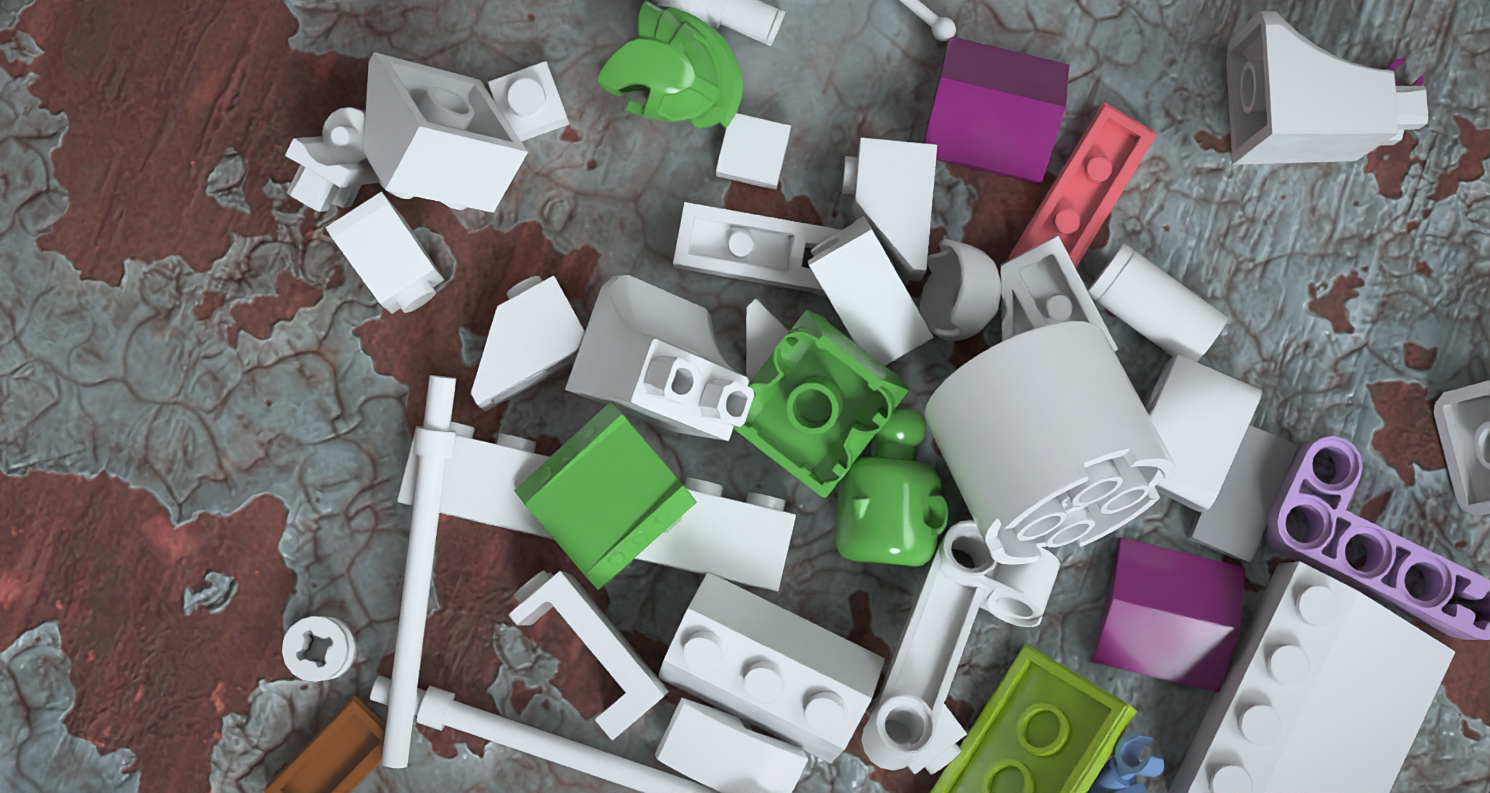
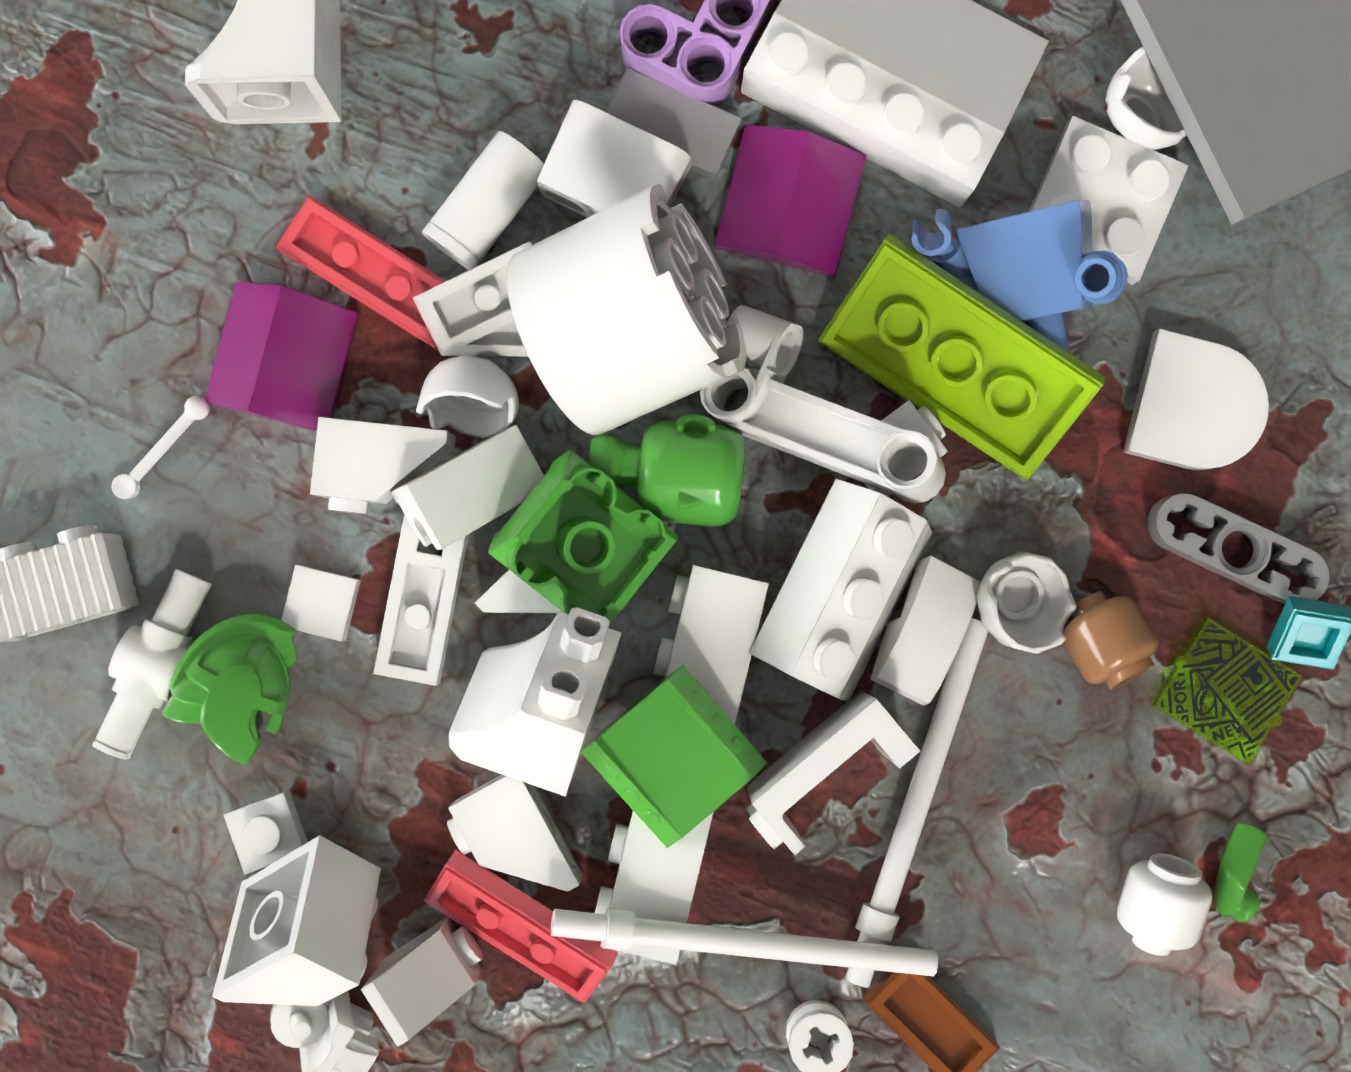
camera: 95 degrees left, 5 degrees up
(434, 347) = (517, 926): none -> coral tile

